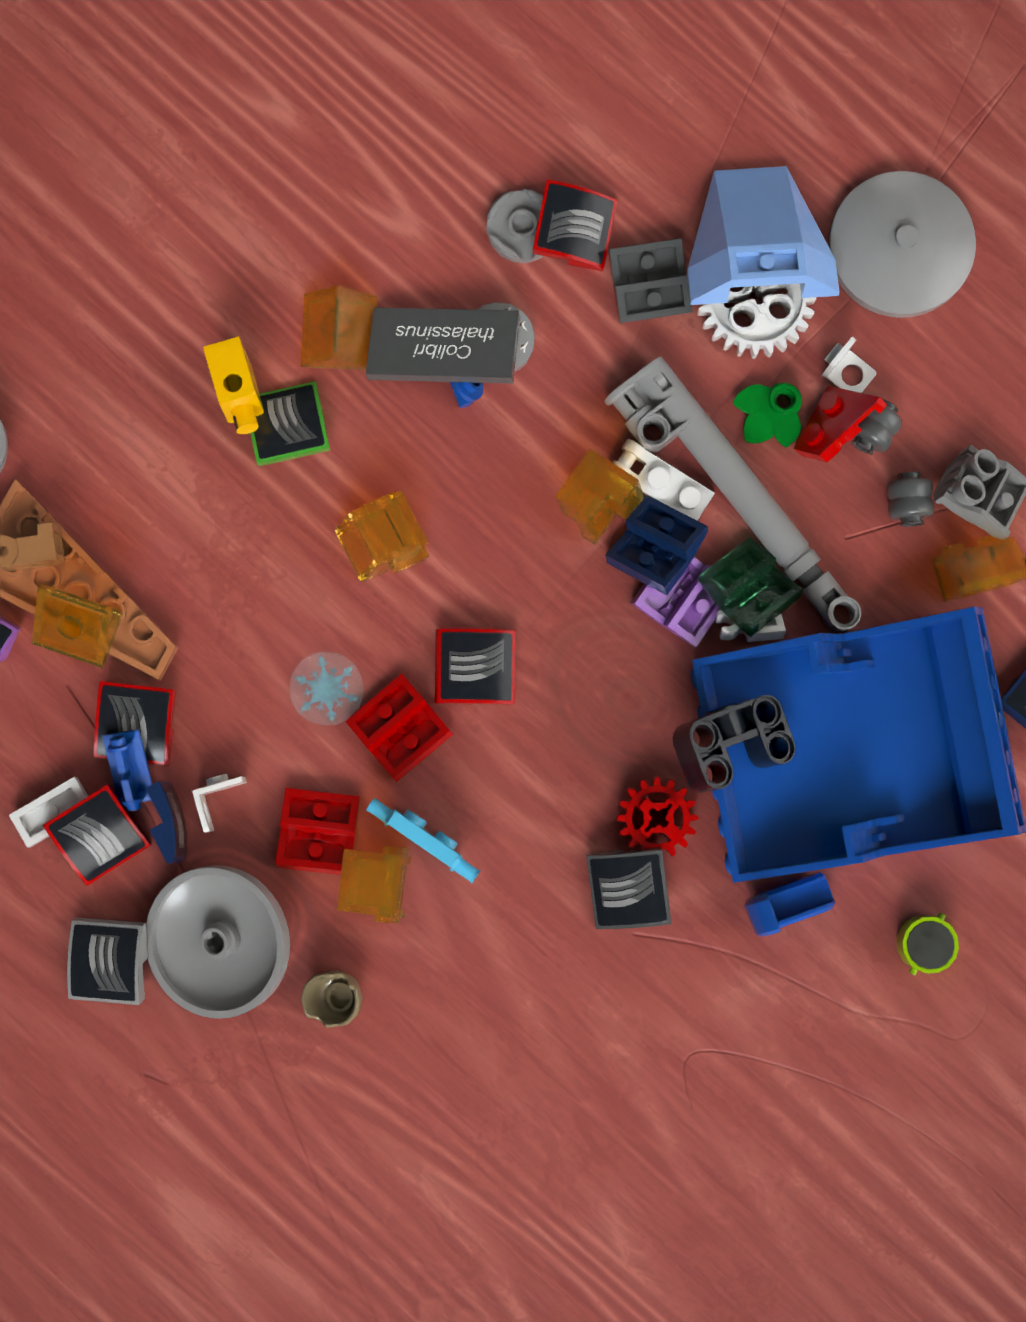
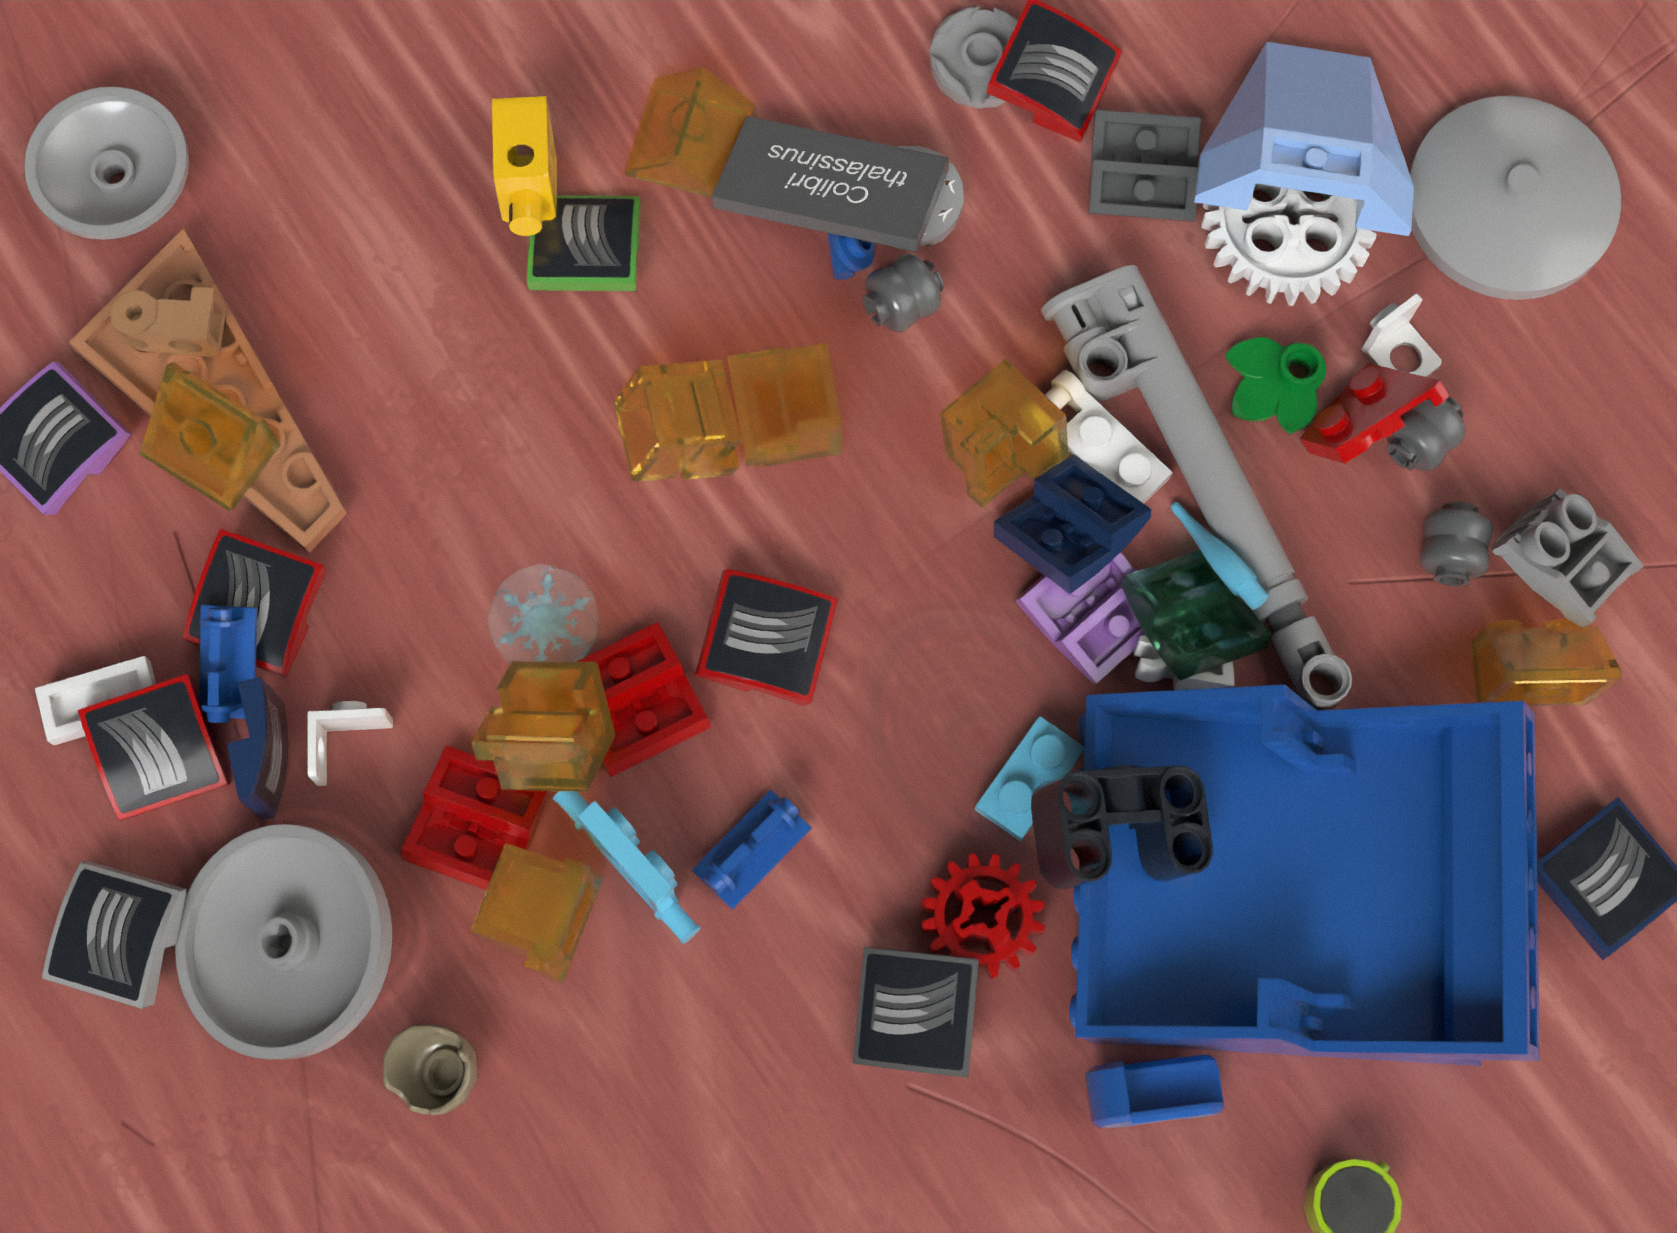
camera: 15 degrees right, 10 degrees down
(350, 766) = (549, 727): none -> clear yellow plate
(450, 509) = (786, 404): none -> clear yellow plate
(499, 808) = (752, 848): none -> blue hinge
(509, 411) = (903, 293): none -> dark grey piece
(668, 712) = (1038, 758): none -> medium azure plate
(760, 547) = (1224, 561): none -> medium azure animal

